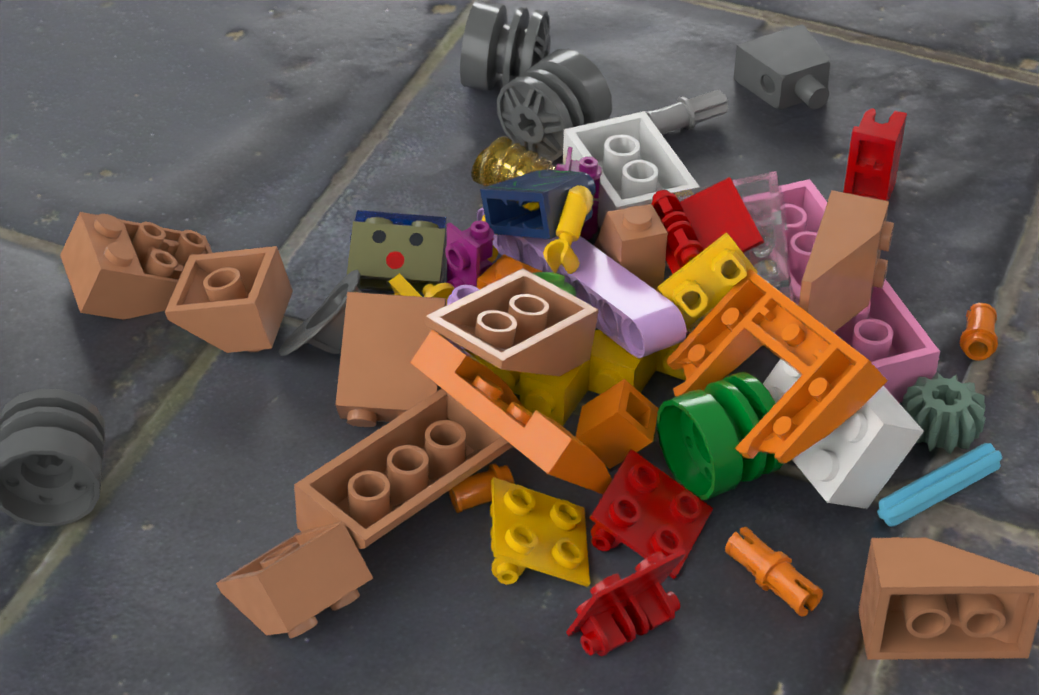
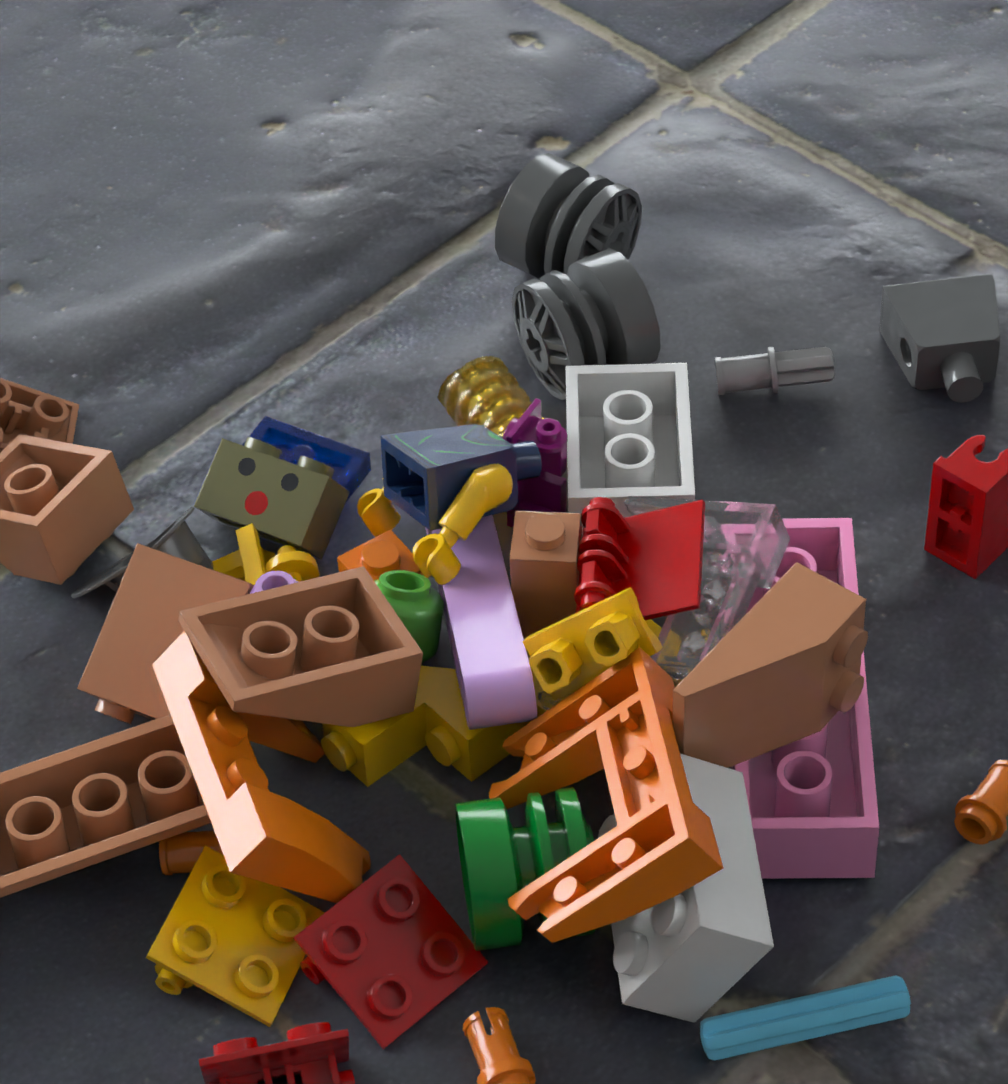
camera: 25 degrees right, 5 degrees up
(468, 253) = (343, 520): magenta hinge -> none
(617, 422) = (407, 810): orange brick -> none
(946, 411) = (863, 913): sand green gear -> none

